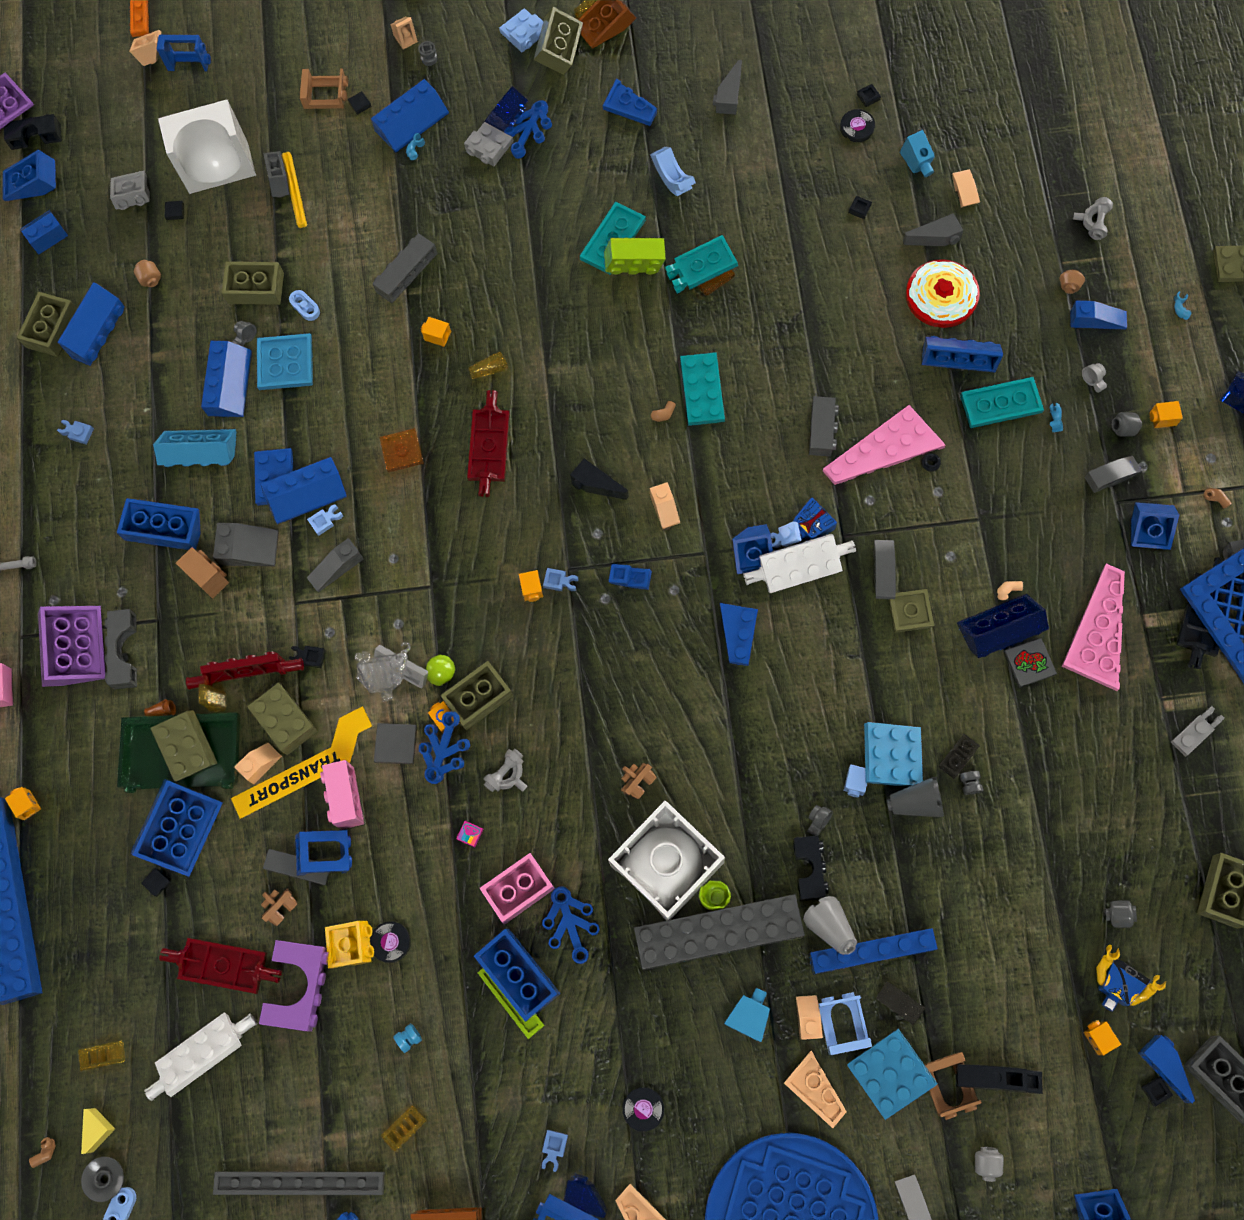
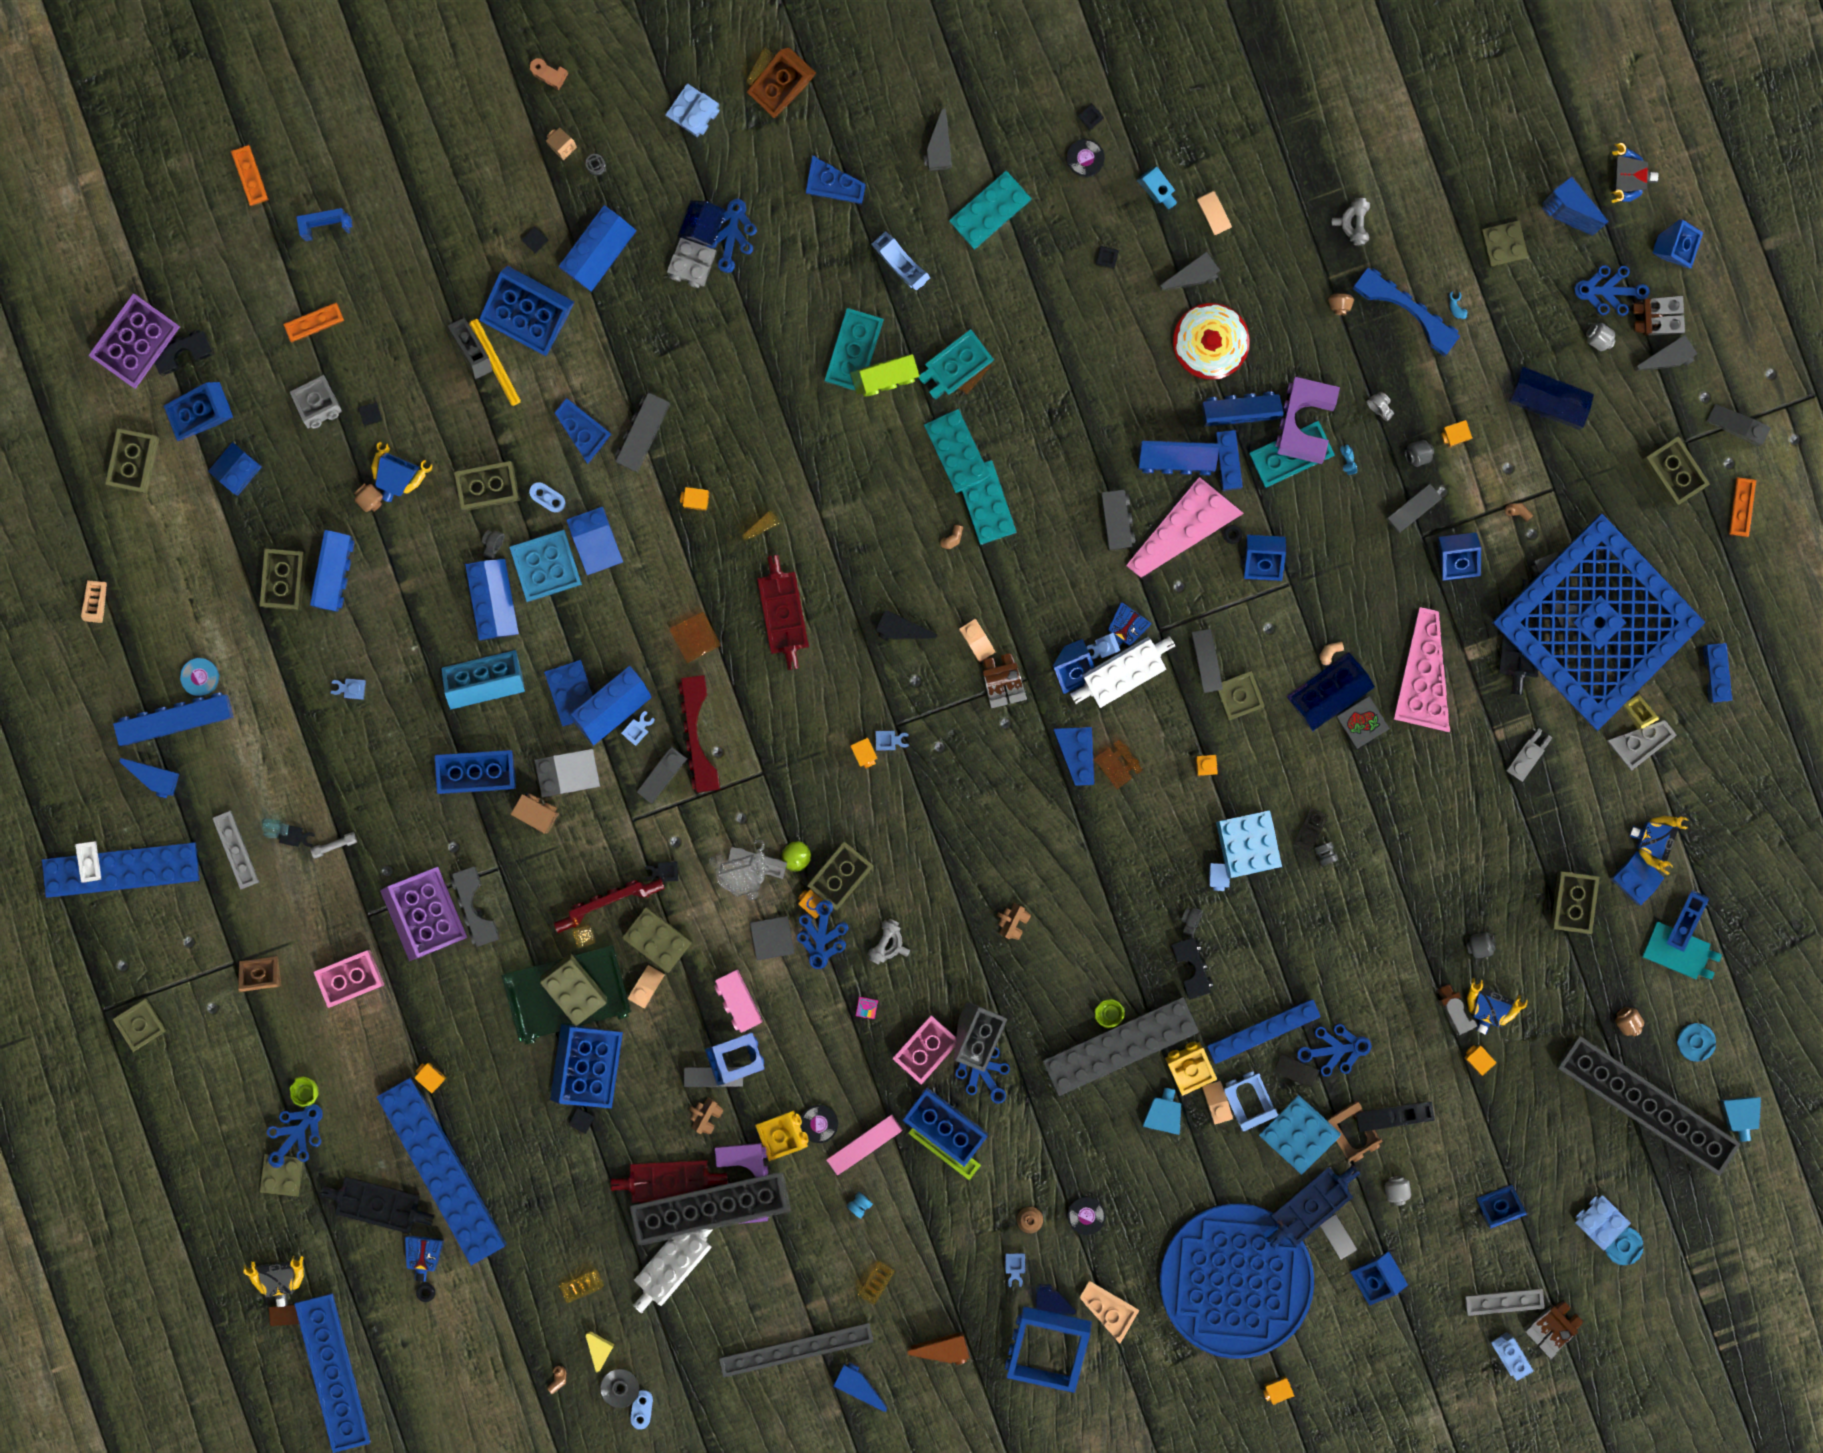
camera: 20 degrees left, 15 degrees up
(143, 132) = (313, 322): none -> orange tile
(145, 48) = (280, 226): light nougat slope -> none
(162, 708) = (534, 957): dark orange cone -> none
(177, 259) = (395, 475): none -> blue torso
(207, 146) = (396, 345): white piece -> none
(250, 1002) = (710, 1209): none -> dark grey brick
(306, 771) = (695, 982): yellow sticker -> none
(309, 81) = (492, 219): medium nougat panel -> none
(333, 152) = (526, 310): none -> blue slope
(335, 347) = (594, 540): none -> slope
(353, 256) = (582, 429): none -> blue wing
(385, 501) = (694, 694): none -> dark red arch
(410, 150) = (608, 287): dark azure arm -> none
(429, 974) = (864, 1144): none -> bright pink slope
(558, 40) = (738, 125): olive brick -> none
(572, 885) = (977, 1035): none -> dark grey slope
(587, 1093) = (1033, 1214): none -> medium nougat cone
(630, 577) = (959, 720): blue slope -> none
(667, 860) = (1059, 994): white piece -> none
(681, 542) = (1005, 675): none -> reddish brown hips
(685, 337) = (957, 451): none -> teal plate
(762, 151) = (990, 210): none -> teal plate
(771, 654) = (1112, 766): none -> clear orange plate
(787, 973) = (1190, 1067): none -> yellow plate
(814, 1089) = (1235, 1163): light nougat wing -> none
(831, 925) = (1221, 1018): light grey cone -> none
(864, 668) = (1206, 765): none -> light orange brick
(890, 1158) = (1312, 1206): none -> dark blue plate
(894, 376) = (1178, 457): none -> blue slope
(918, 800) = (1280, 882): dark grey cone -> none
(941, 390) = (1229, 460): none -> blue arch
(947, 991) = (1337, 1049): none -> blue plant
(959, 488) = (1264, 557): none -> blue slope
(1008, 385) = (1293, 441): none -> medium lavender arch
(1082, 975) = (1454, 1010): none -> light grey hips
(1097, 315) = (1374, 336): blue slope -> none
(1157, 1091) = (1535, 1094): black tile -> none
(1160, 324) = (1376, 288): none -> blue arch
(1167, 1064) = (1538, 1067): blue slope -> none

